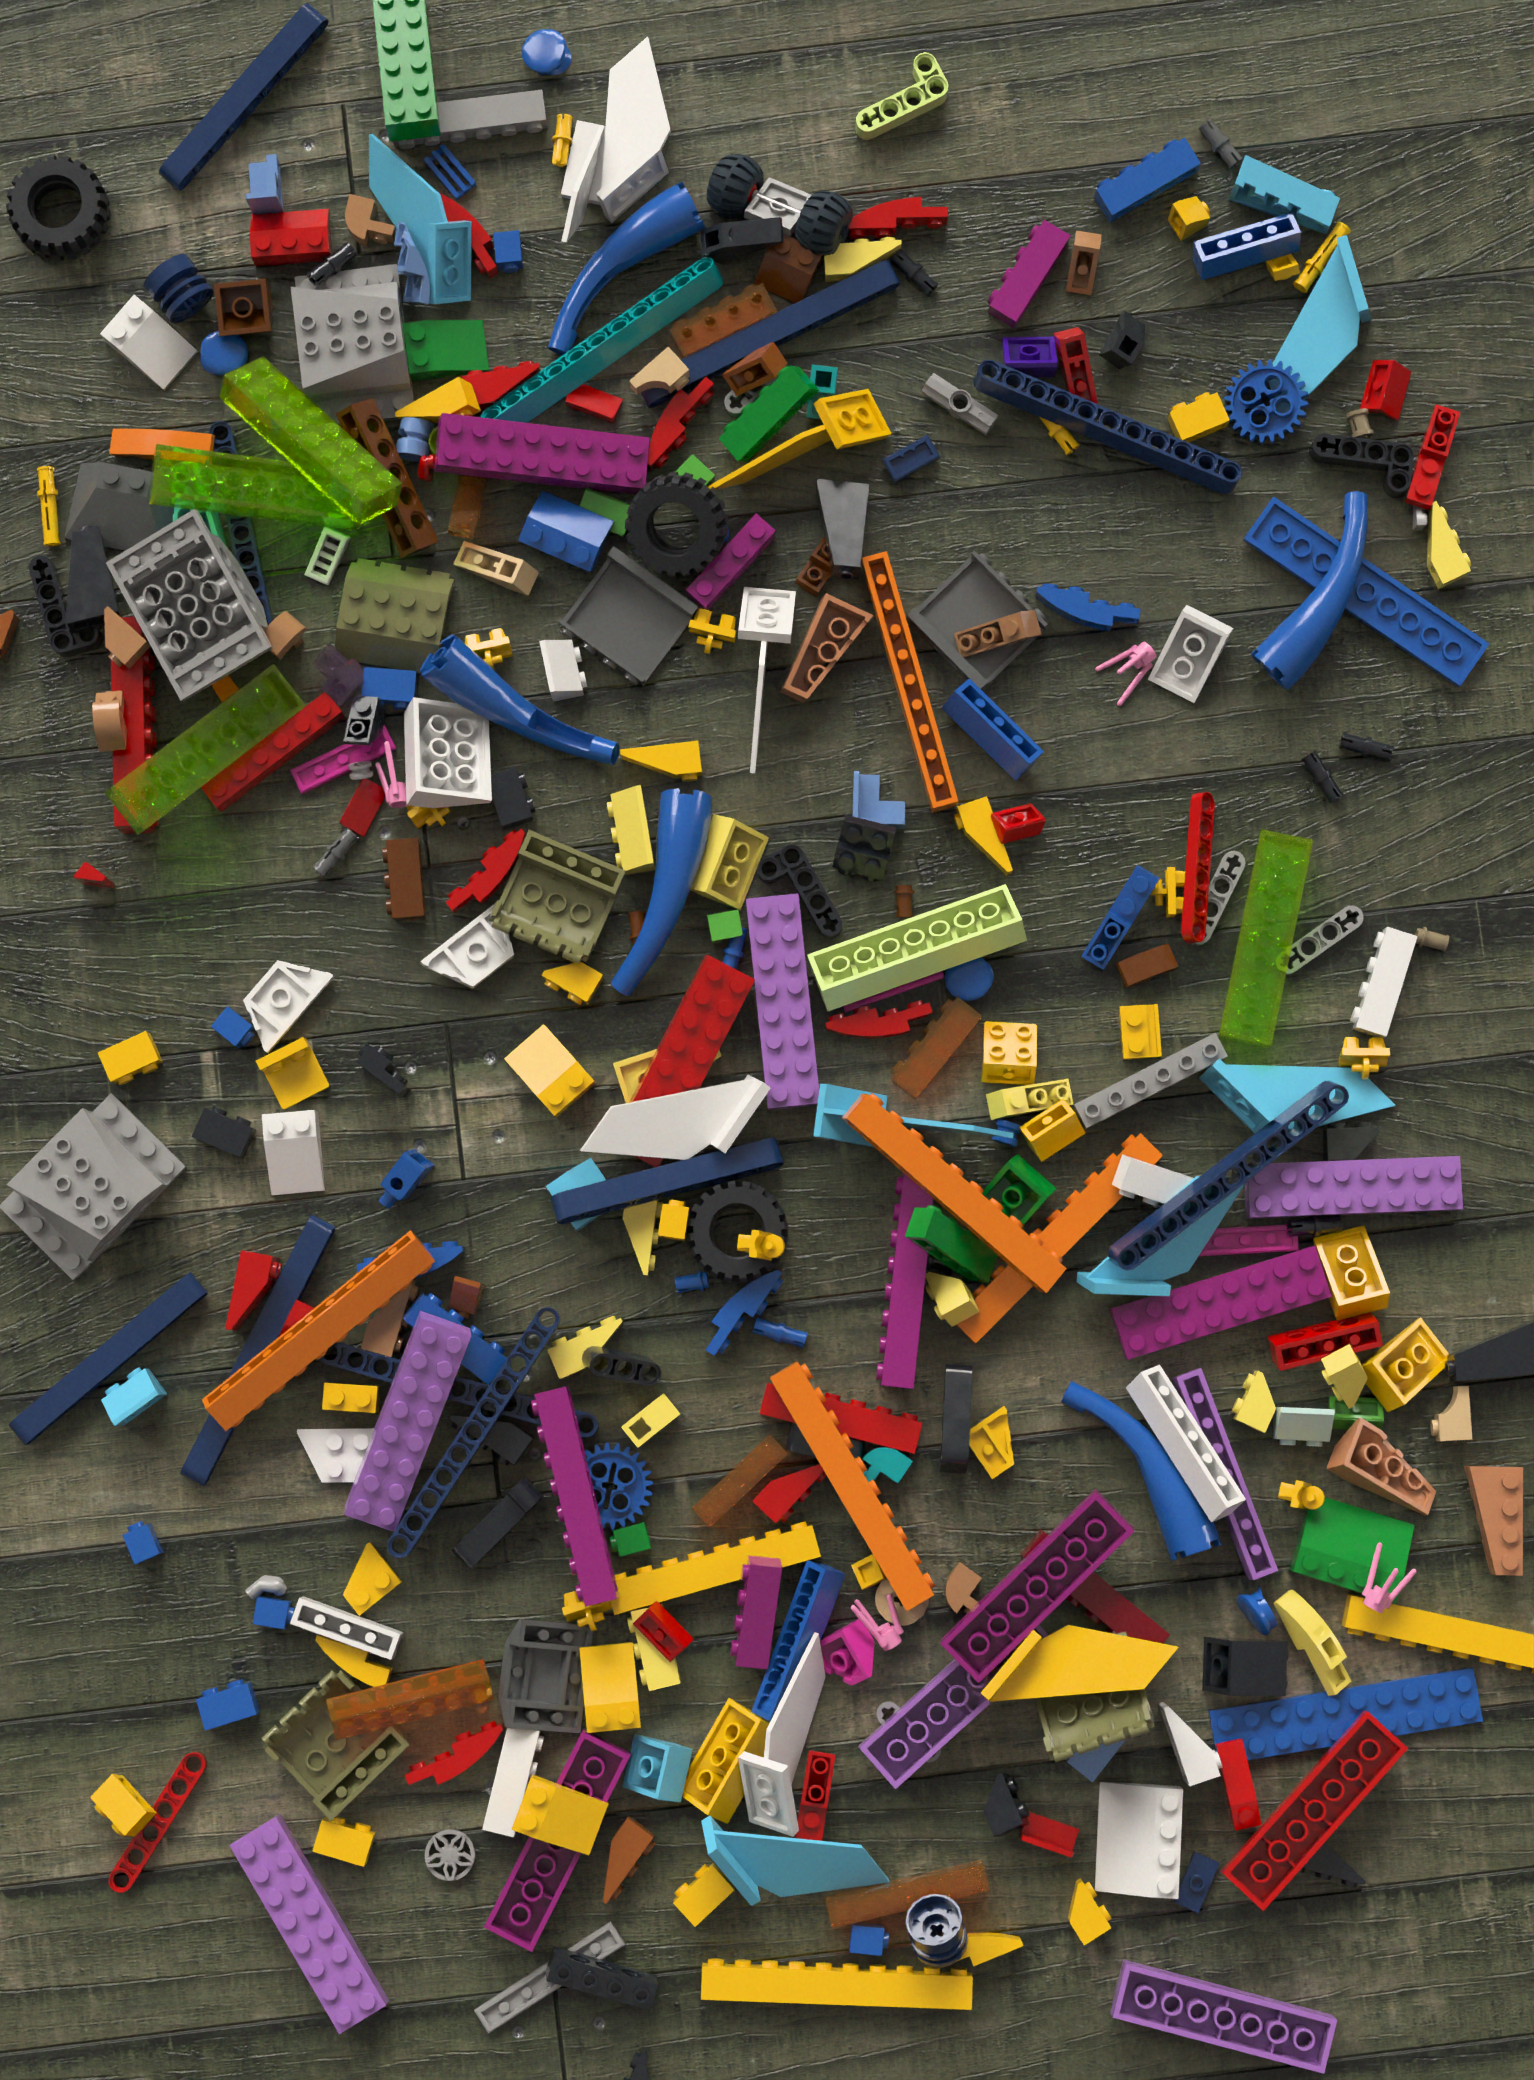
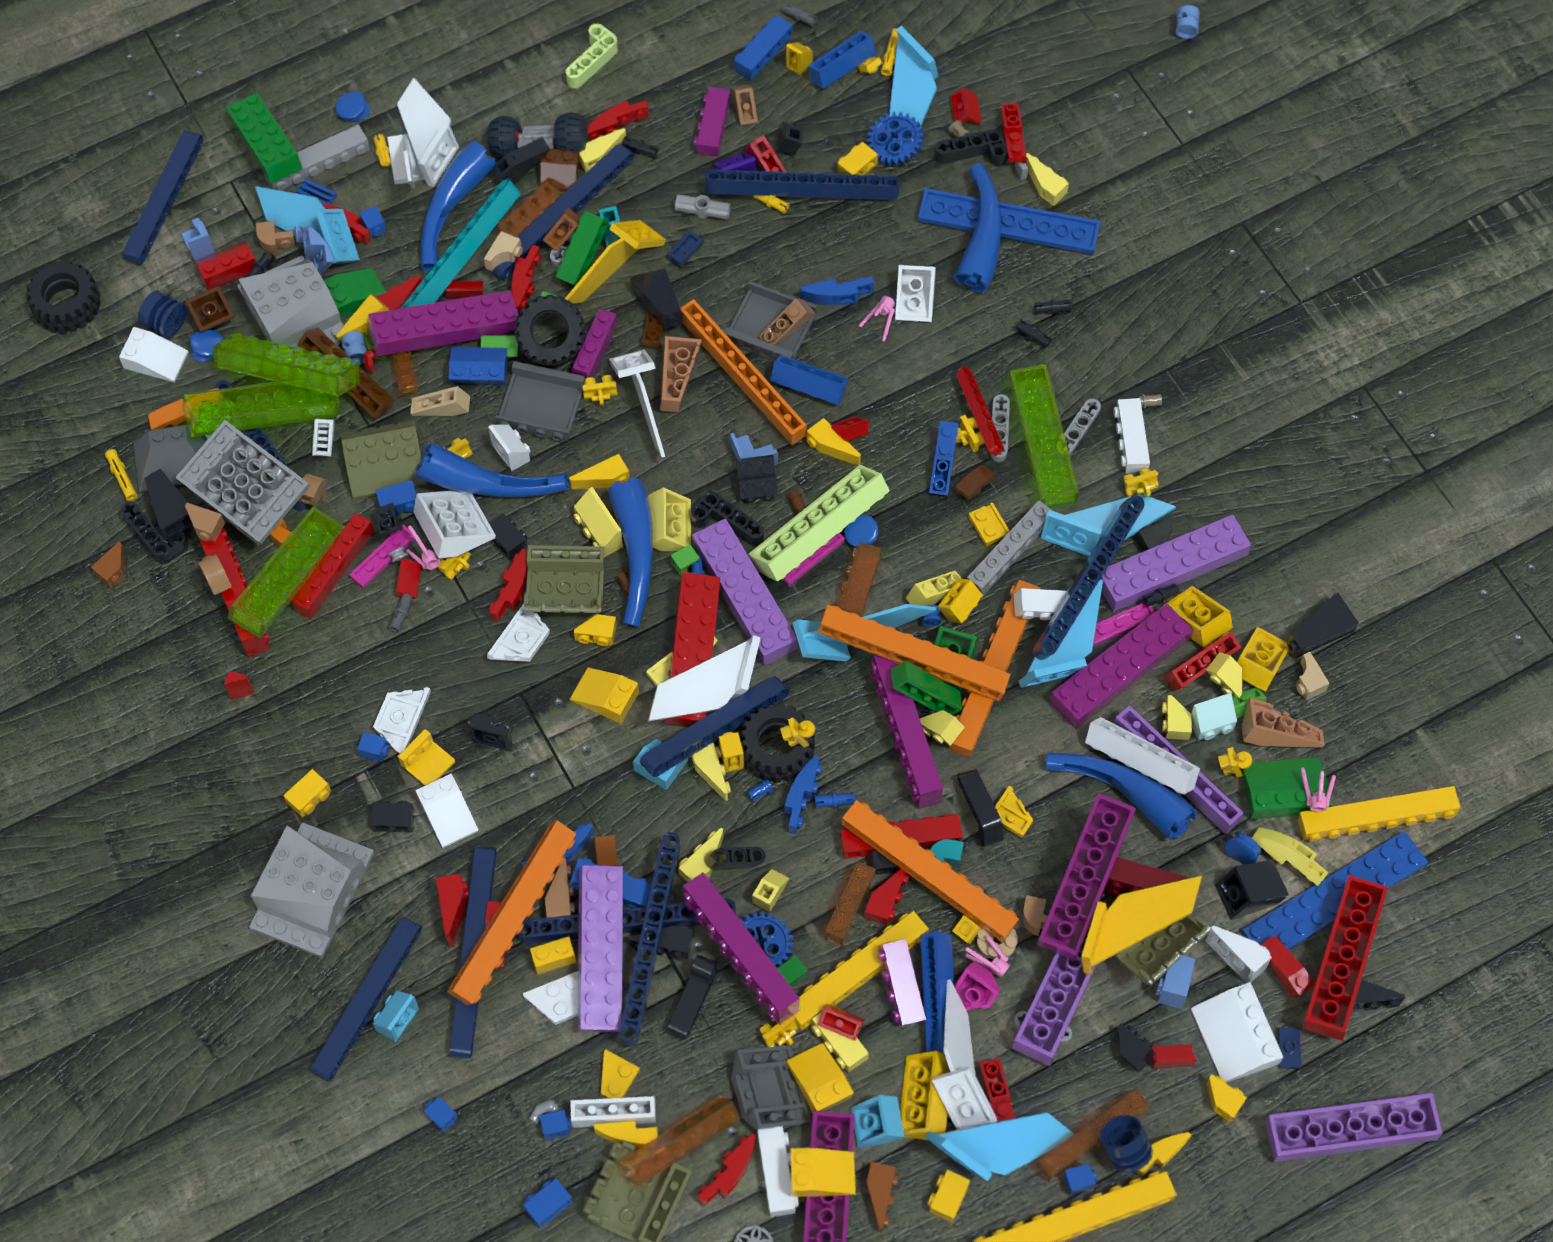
camera: 25 degrees left, 20 degrees down
(342, 675) = (360, 501): brick -> none
(404, 879) = (455, 611): reddish brown brick -> none
(411, 1169) = (534, 788): blue torso -> none
(868, 1025) = (810, 584): red slope -> none
(1009, 1053) = (909, 567): yellow bracket -> none
(1280, 193) = (840, 24): medium azure wedge -> none
(1499, 1513) = (1371, 725): nougat wedge -> none

